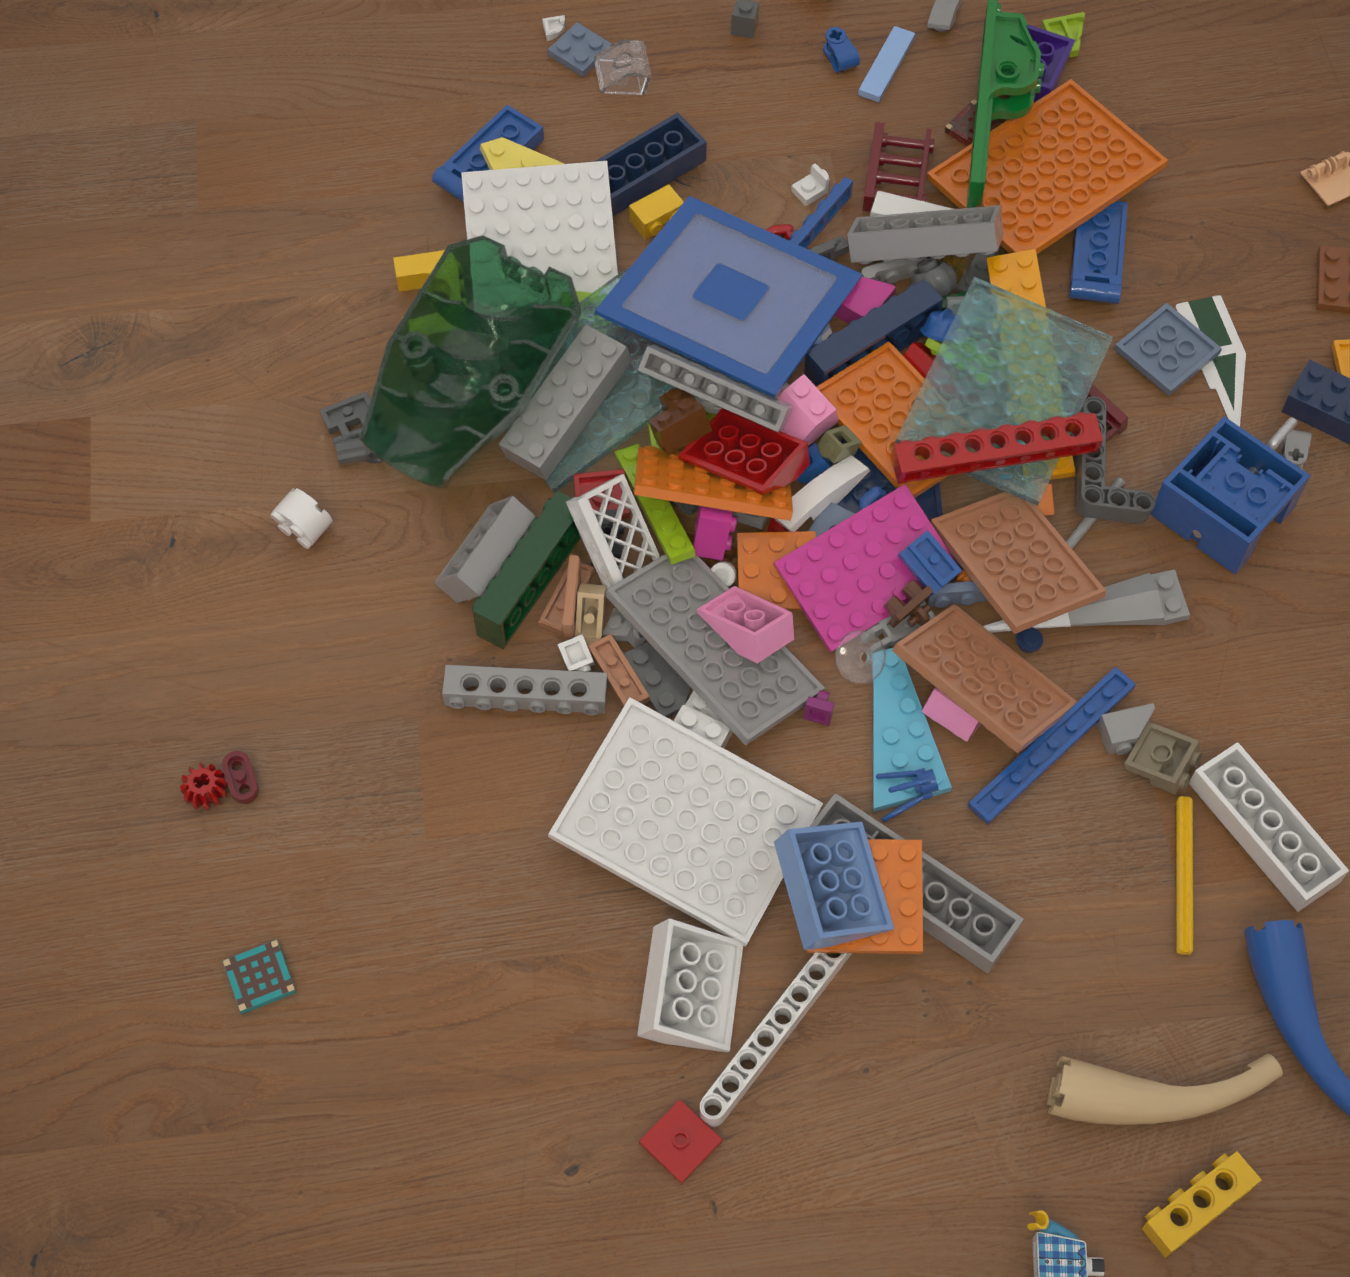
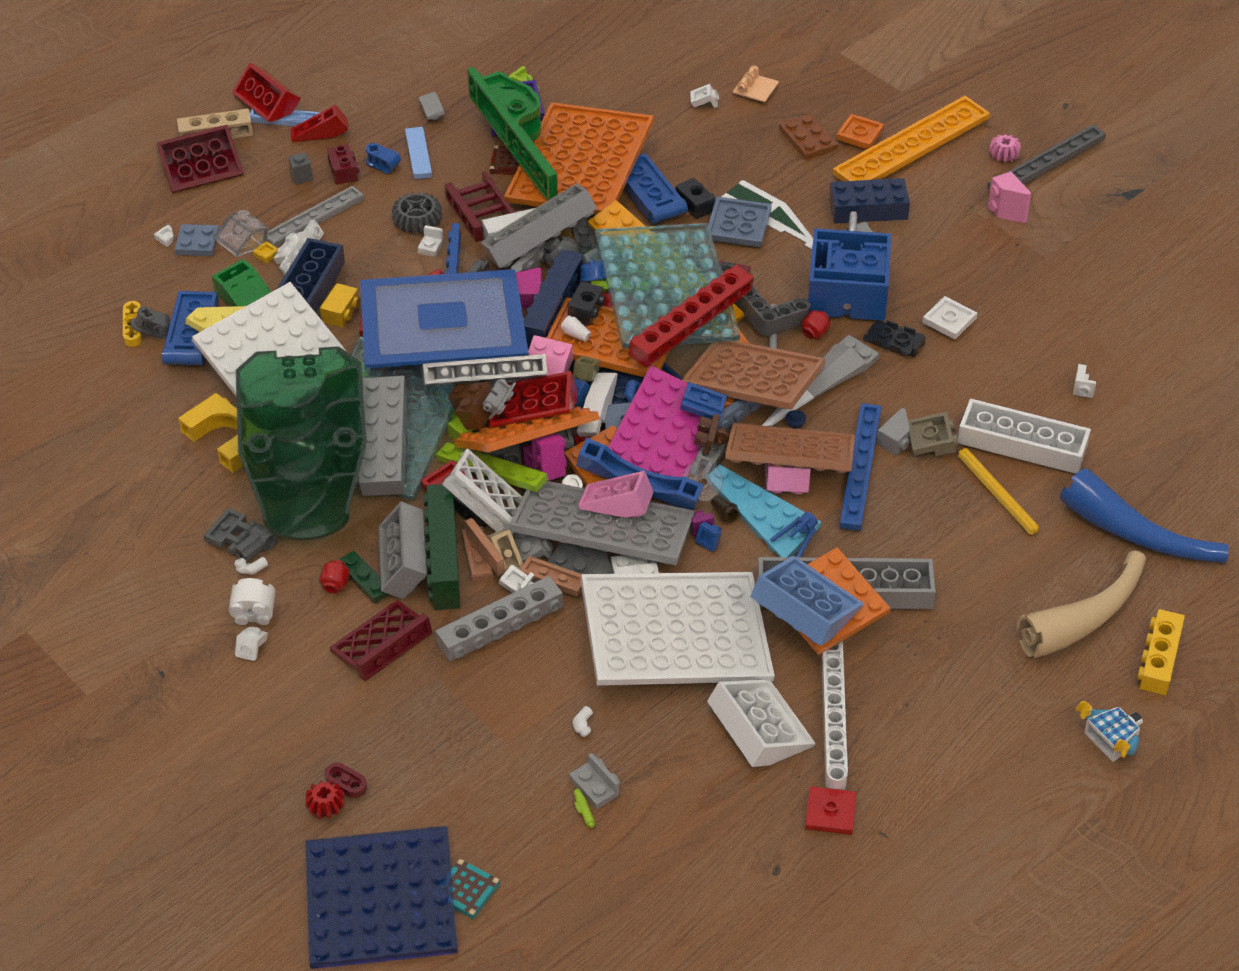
camera: 35 degrees left, 15 degrees down
(175, 929) = (380, 897): none -> clear blue plate
(272, 559) = (248, 643): none -> white bracket
(337, 474) = (250, 568): none -> white arm
(397, 653) = (389, 647): none -> dark red fence
(405, 536) = (334, 576): none -> red head
(435, 549) = (364, 577): none -> dark green plate
(437, 964) = (583, 808): none -> lime piece
(442, 125) = (127, 330): none -> yellow beam
(457, 127) = (152, 322): none -> dark grey piece
(469, 943) = (596, 782): none -> light grey bracket
(511, 862) = (580, 721): none -> white arm
(574, 132) = (239, 284): none -> green slope
(637, 103) = (265, 252): none -> yellow tile
(690, 109) = (294, 243): none -> white bracket
(715, 426) = (503, 393): none -> light grey hinge
(717, 85) = (319, 213): none -> light grey tile
(793, 36) = (343, 164): none -> dark red brick
(807, 635) = (670, 489): none -> blue arch
(816, 728) = (708, 536): none -> blue tile
(824, 140) = (416, 211): none -> dark grey gear
(860, 707) = (727, 510): none -> dark brown cone
(861, 388) = (574, 328): none -> white cone
(898, 363) = (586, 302): none -> black brick
(1142, 290) = (697, 197): none -> black brick
(1146, 534) = (815, 324): none -> red head
(1228, 604) = (895, 338): none -> black piece
(1260, 160) = (703, 95): none -> white bracket
(1312, 616) = (949, 317): none -> white plate

